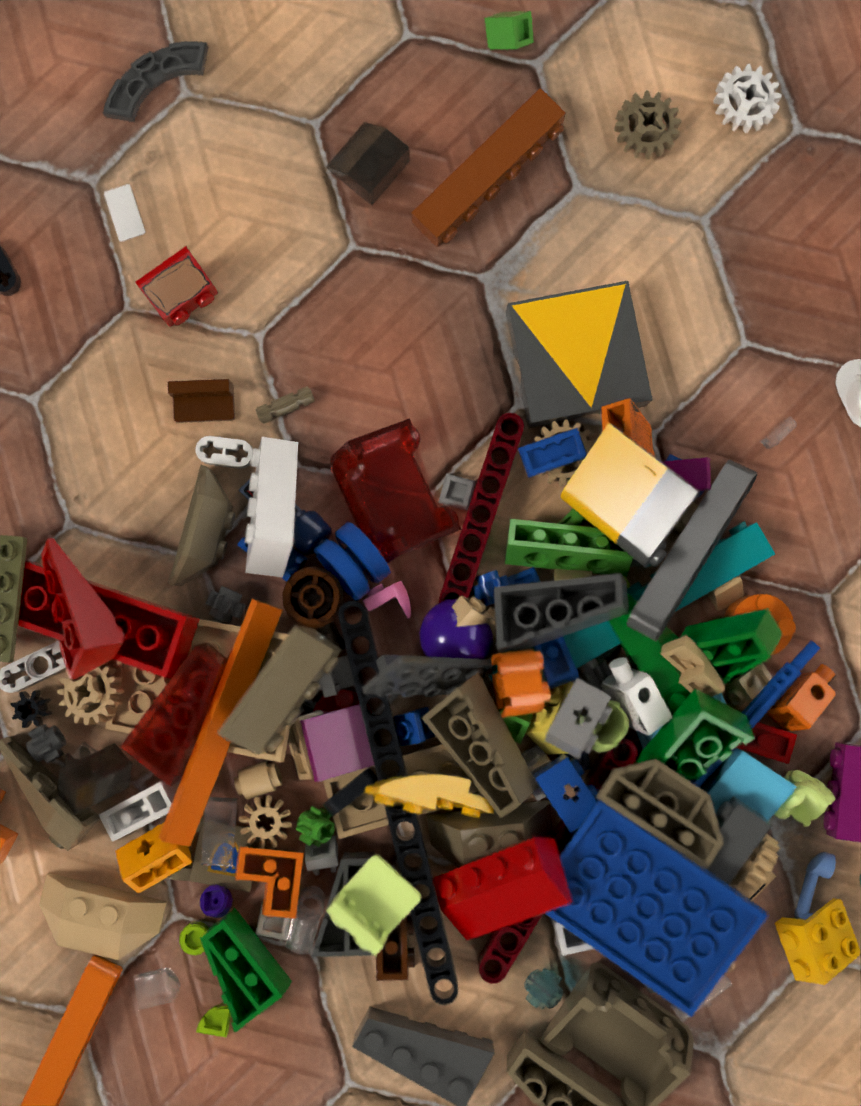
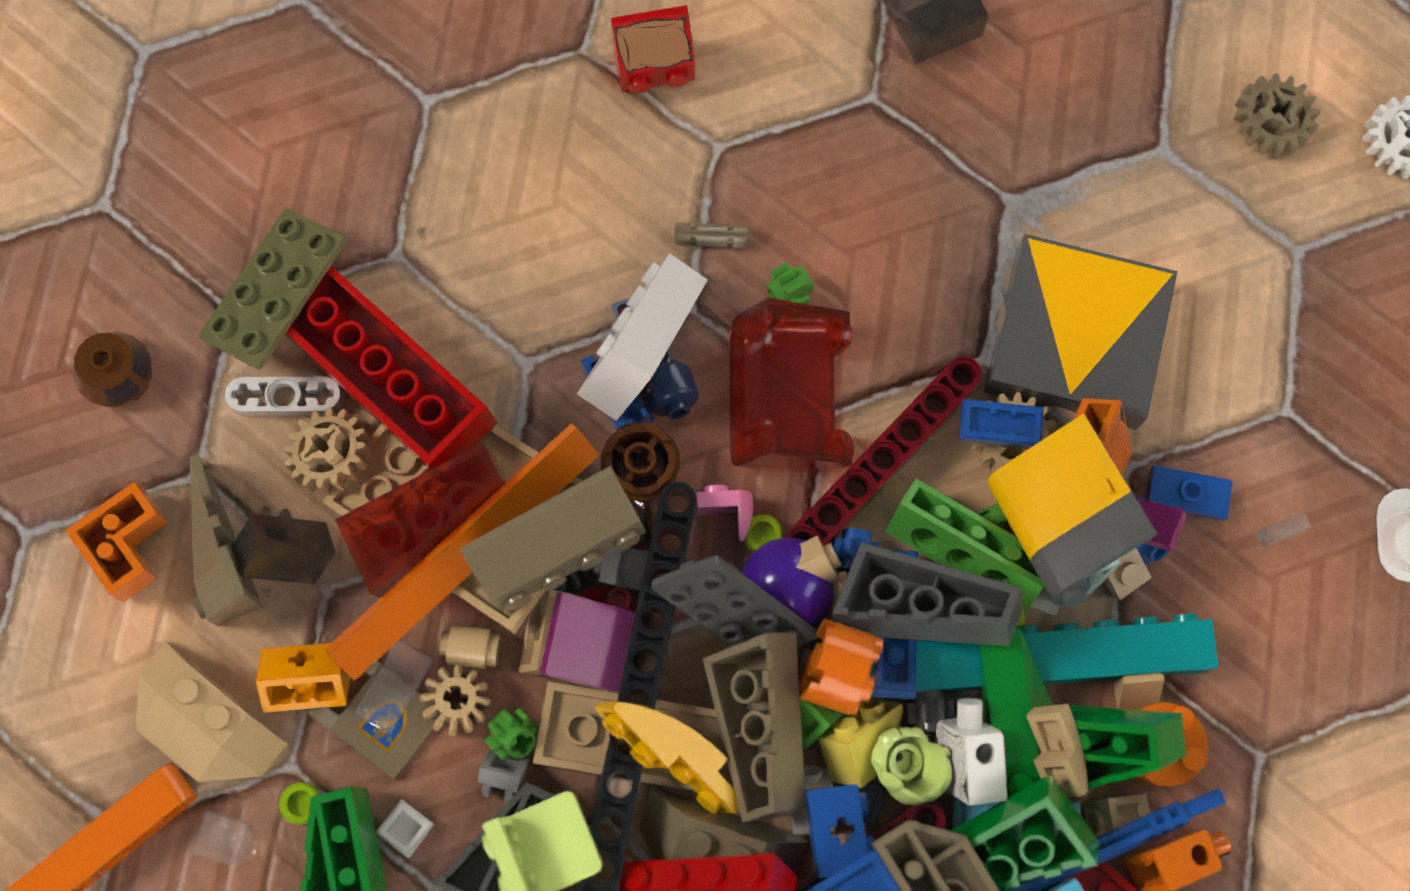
camera: 20 degrees right, 10 degrees down
(25, 714) = (248, 427): black gear -> none
(46, 743) = (245, 486): dark grey gear -> none
(87, 623) = (370, 353): red wedge -> none
(138, 810) = (313, 614): white slope -> none
(202, 400) = (619, 186): reddish brown panel -> none
(204, 529) = (548, 331): dark tan wedge -> none
(216, 901) = (348, 768): dark purple tile -> none
(225, 604) = (533, 424): dark grey gear -> none
(226, 445) = (622, 249): white beam -> none
(281, 876) = (442, 766): orange brick -> none
(305, 926) = (442, 846): clear piece -> none
(350, 792) = (571, 709): black beam -> none
(352, 560) = (708, 439): blue wheel -> none
(358, 419) = (790, 284): none -> bright green gear
(412, 728) = (685, 670): blue bracket -> none
(421, 602) = (762, 530): none -> lime tile
(456, 492) = (865, 423): light grey tile -> none
(489, 168) = (1069, 80): dark orange brick -> none
(583, 701) = (871, 750): light grey brick -> none
(691, 550) = (1118, 612): dark grey beam -> none
(702, 435) = (1189, 491): none -> blue plate

